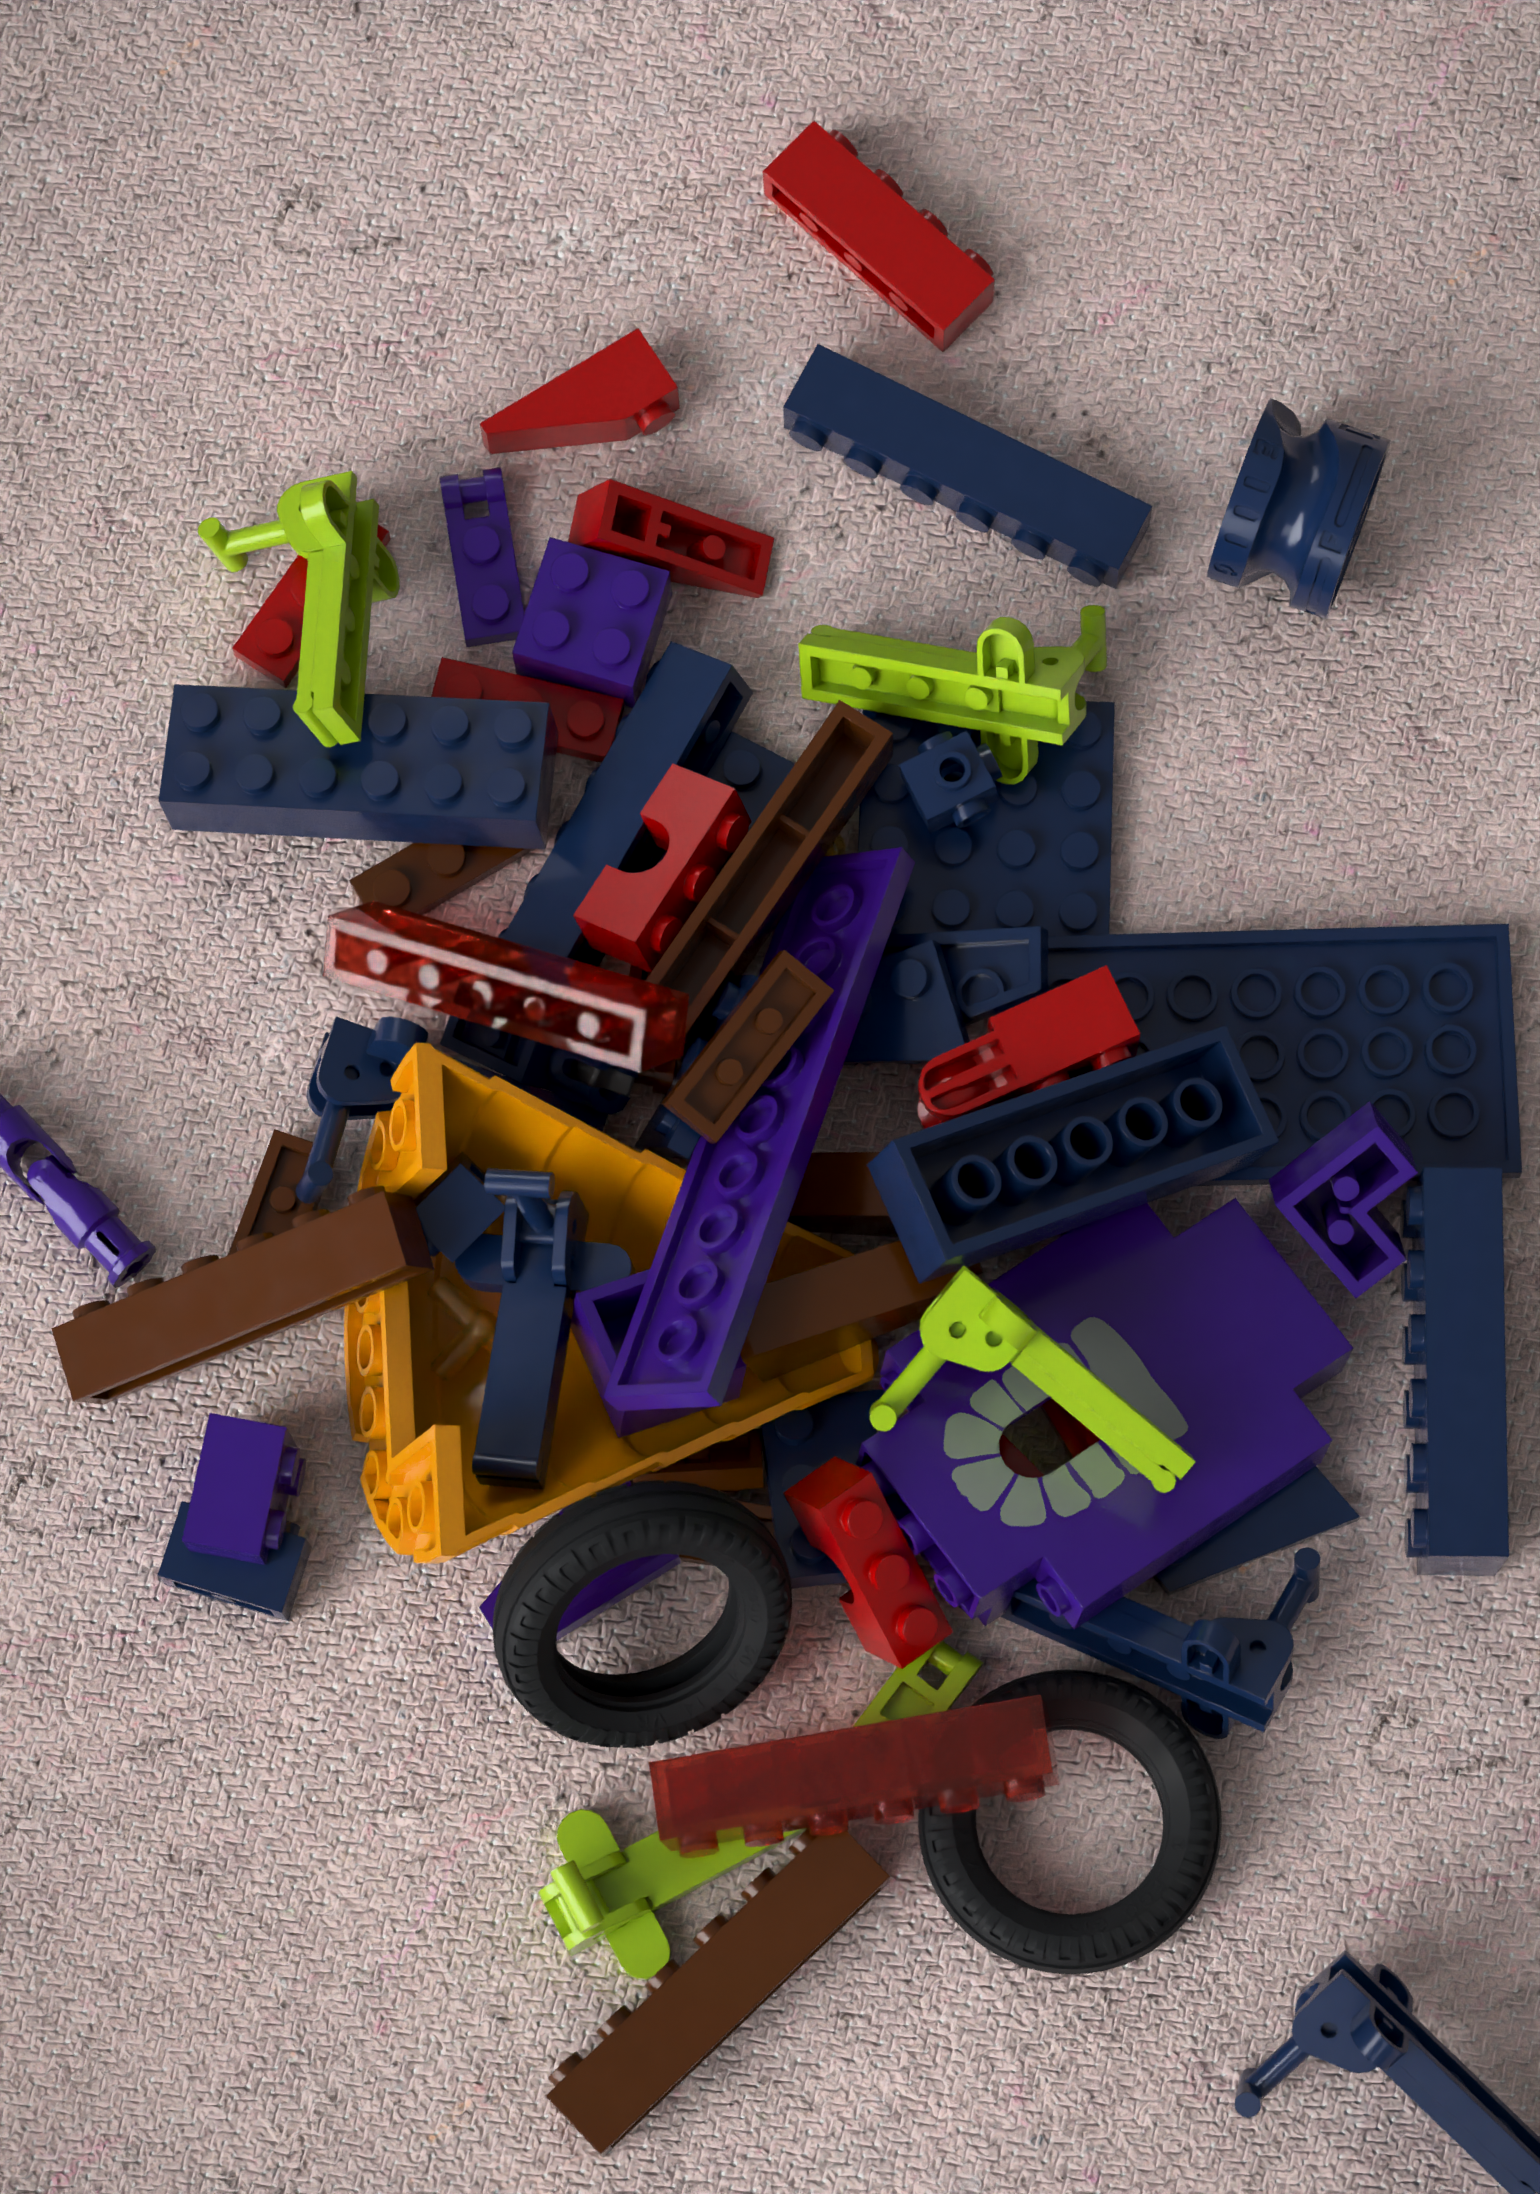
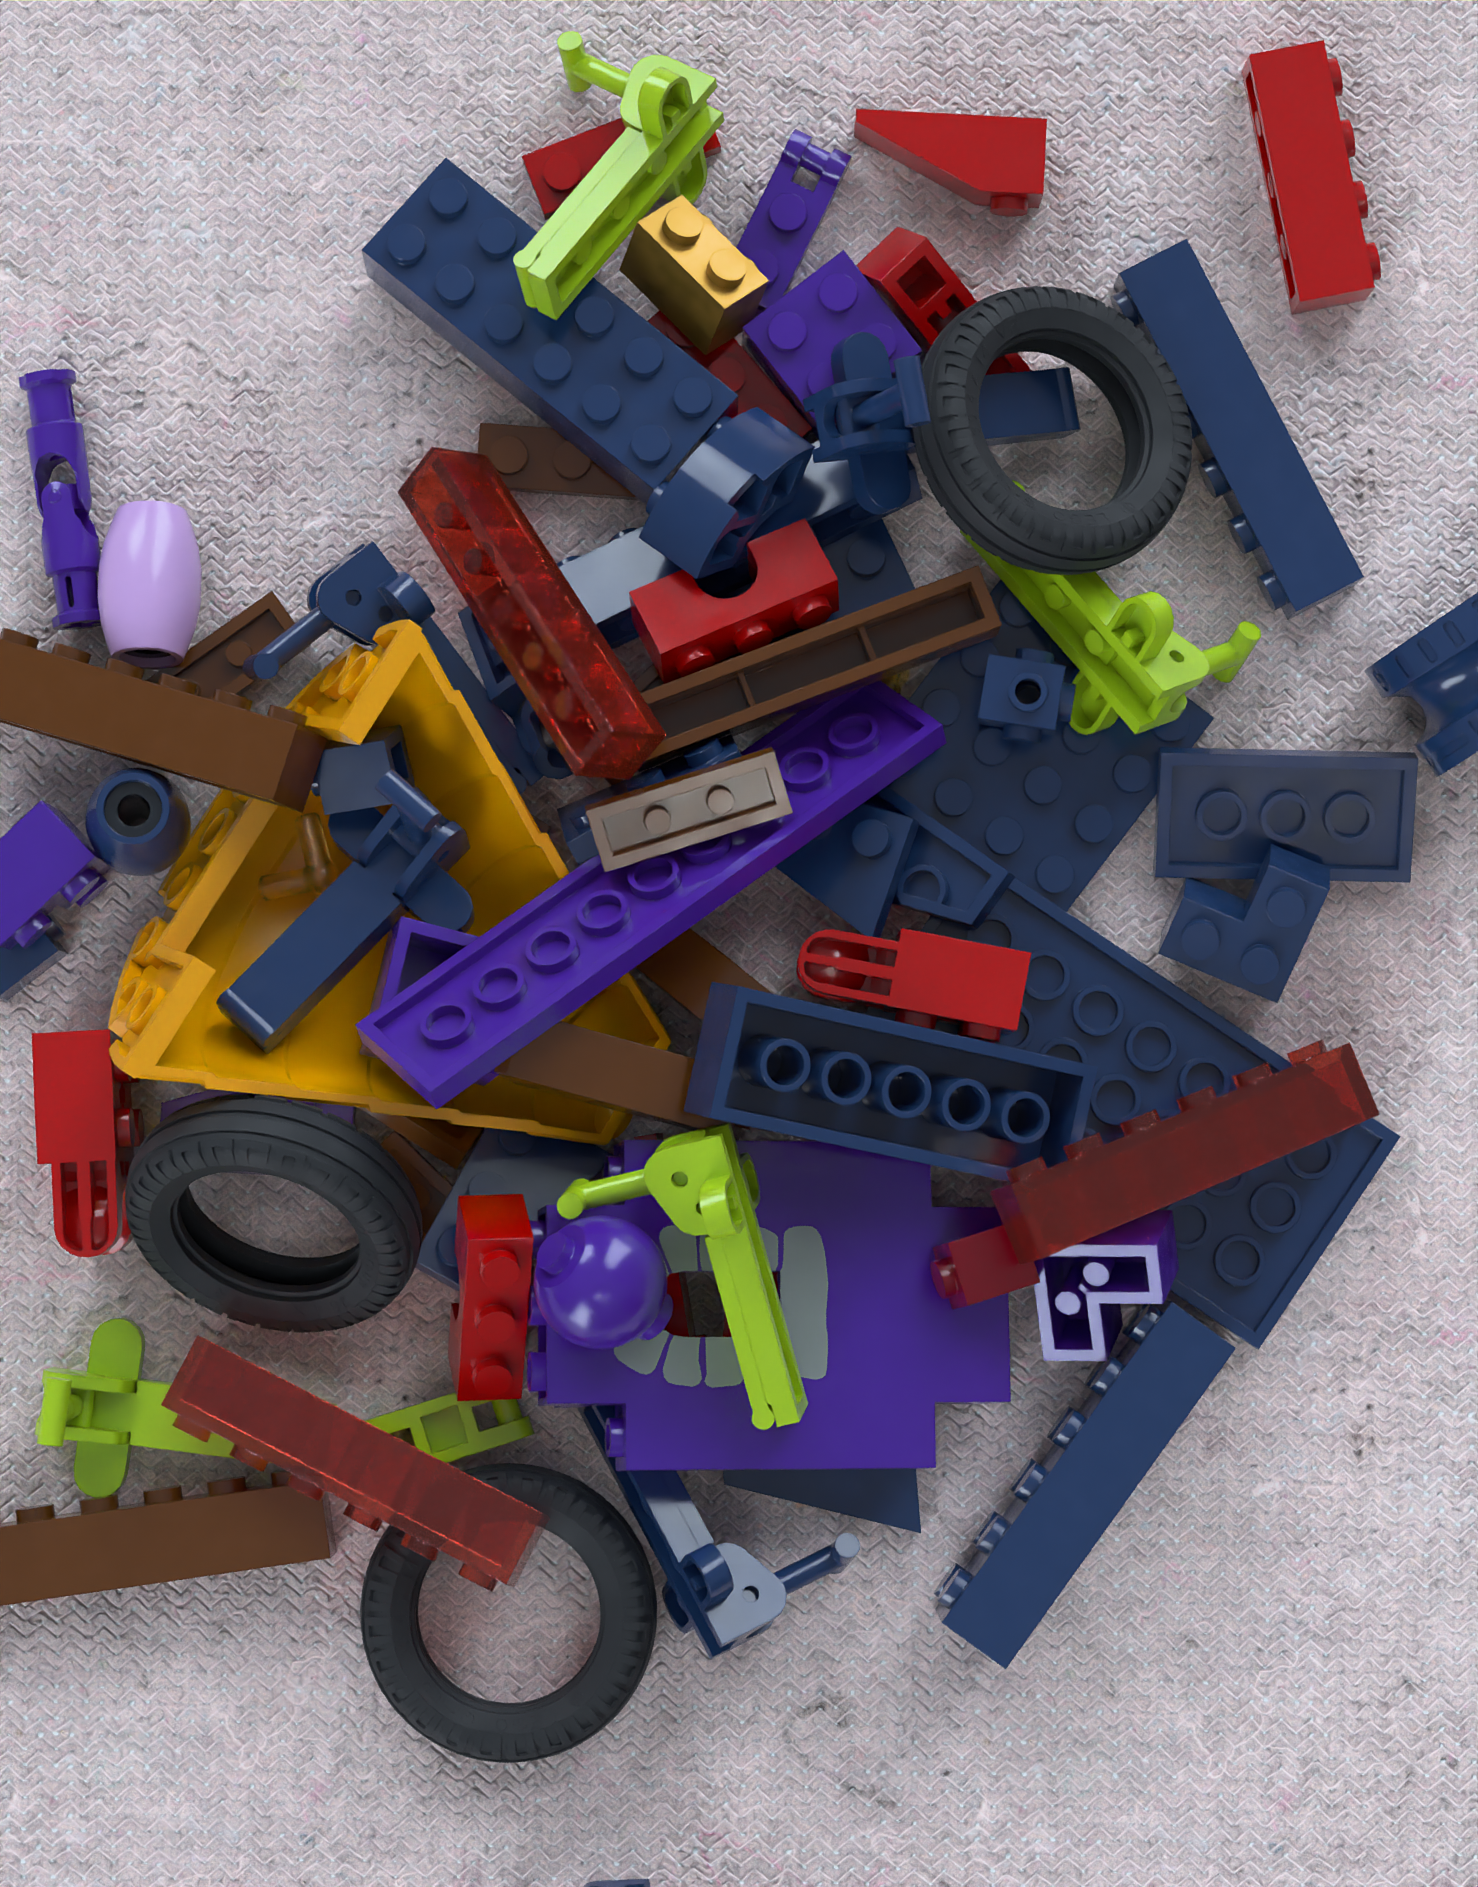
camera: 30 degrees right, 10 degrees up
(170, 1189) = (149, 584): none -> lavender piece
(300, 1382) = (130, 797): none -> dark blue piece
(438, 1667) = (86, 1136): none -> red brick
(442, 639) = (693, 274): none -> pearl gold brick
(594, 784) = (725, 492): none -> dark blue brick
(680, 639) = (878, 414): none -> dark blue piece
(802, 637) = (1129, 375): none -> black tyre
(955, 1462) = (602, 1283): none -> dark purple brick
(1227, 736) = (1332, 807): none -> dark blue plate
(1251, 1248) = (979, 1268): none -> dark red brick
(1278, 847) = (1251, 939): none -> dark blue brick
(1344, 1043) = (1184, 1152): none -> clear red brick

